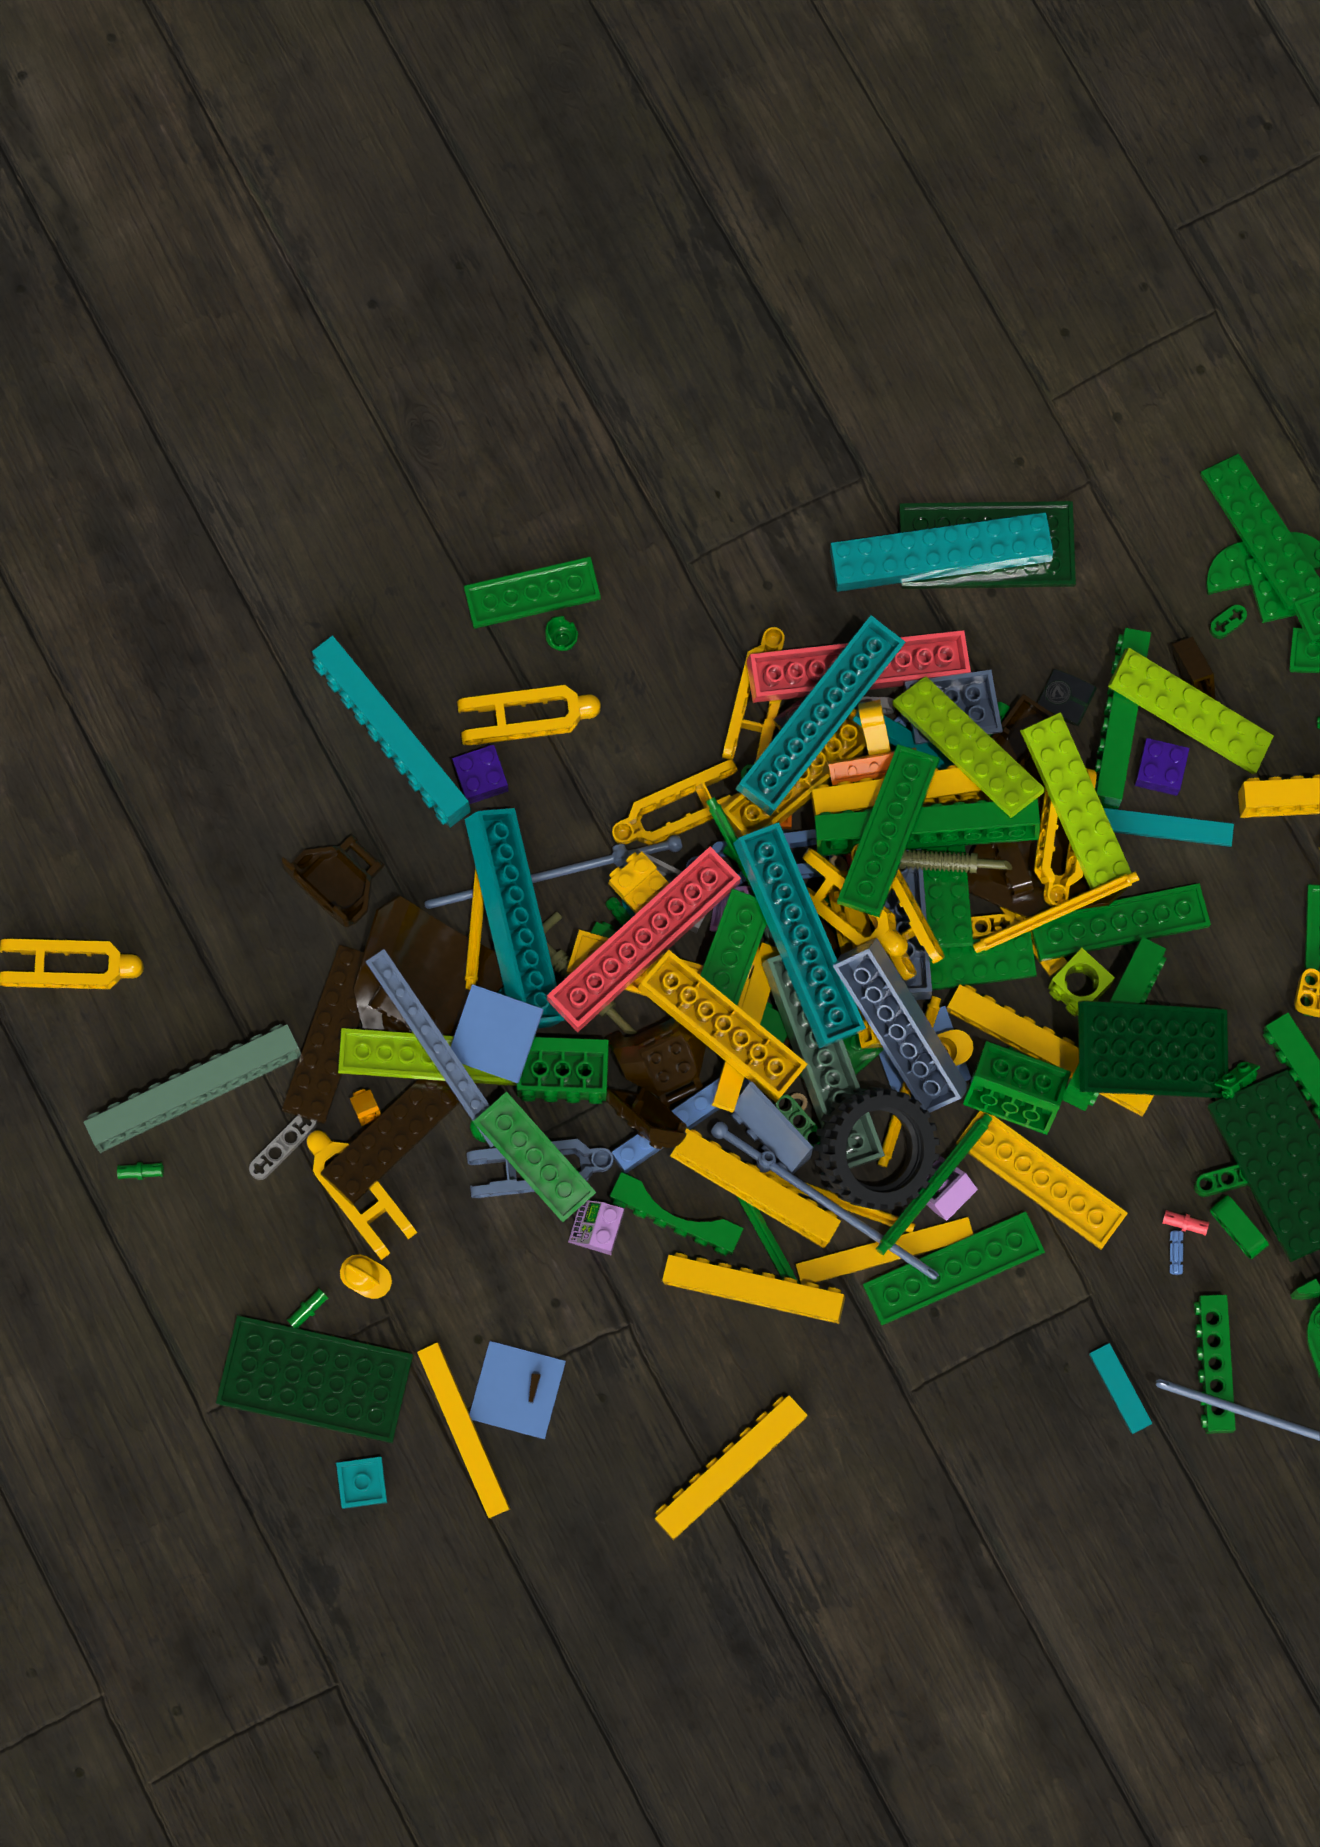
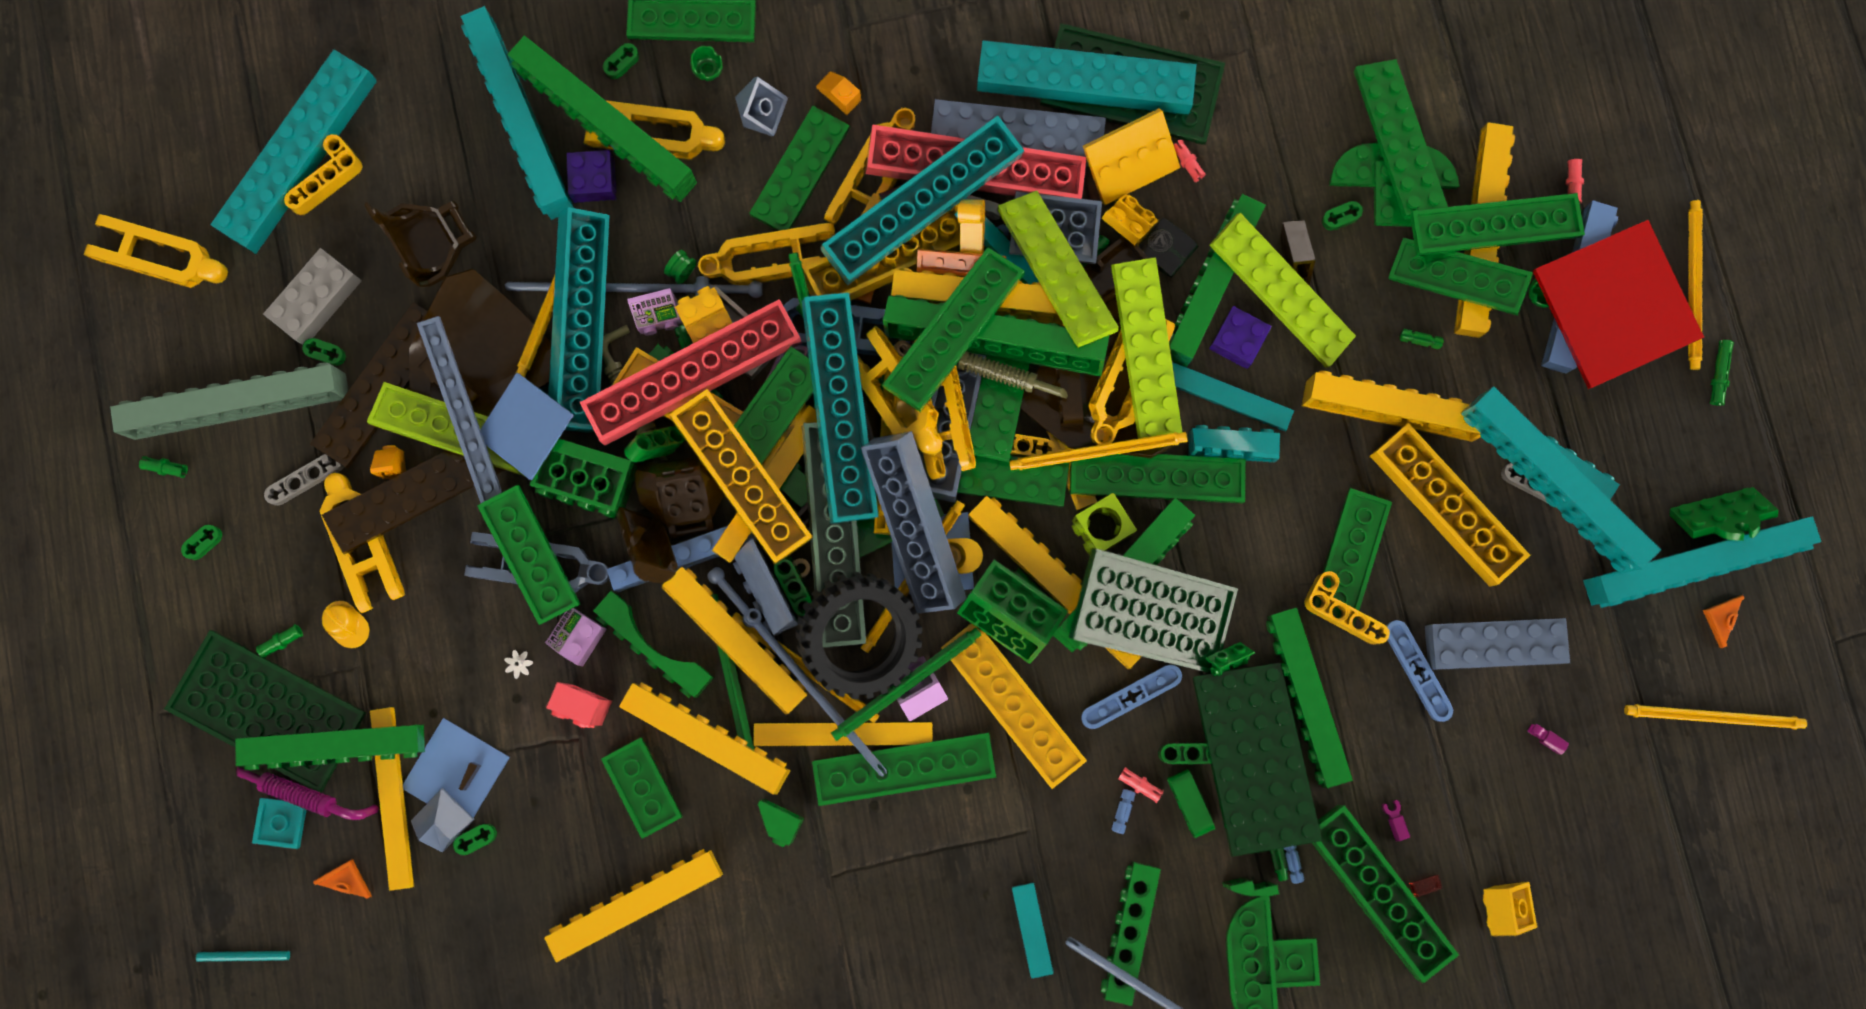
camera: 15 degrees right, 5 degrees up
(177, 827) = (294, 151): none -> teal brick
(204, 1237) = (200, 538): none -> green beam
(210, 847) = (321, 177): none -> yellow beam
(239, 965) = (312, 297): none -> light grey brick
(264, 1011) = (325, 348): none -> green beam
(362, 1620) = (243, 956): none -> teal bar
(375, 1448) = (302, 796): none -> magenta piece
(393, 1392) = (330, 745): none -> green brick
(441, 1520) = (345, 879): none -> orange tile
(469, 650) = (621, 61): none -> green beam
(482, 717) = (602, 119): none -> green brick
(519, 1438) = (441, 821): none -> sand blue slope
(543, 1272) = (522, 663): none -> white plant
(552, 1443) = (477, 844): none -> green beam
(584, 891) = (655, 311): none -> slope
(594, 840) = (680, 266): none -> green wheel
(624, 1018) = (654, 444): none -> green beam
(625, 1287) = (578, 704): none -> coral brick
(628, 662) = (761, 106): none -> sand blue slope
(683, 715) = (799, 170): none -> green plate
(700, 627) = (840, 92): none -> light orange slope
(705, 1354) = (641, 787): none -> green plate
(850, 1348) = (780, 822): none -> green slope
(904, 616) = (1030, 128): none -> sand blue brick
(1007, 618) = (1131, 156): none -> yellow plate
(1023, 679) = (1130, 219): none -> yellow brick
(1063, 606) = (1188, 161): none -> coral pin
(1137, 1156) = (1111, 706): none -> medium blue piece
(1185, 871) = (1240, 444): none -> teal wedge

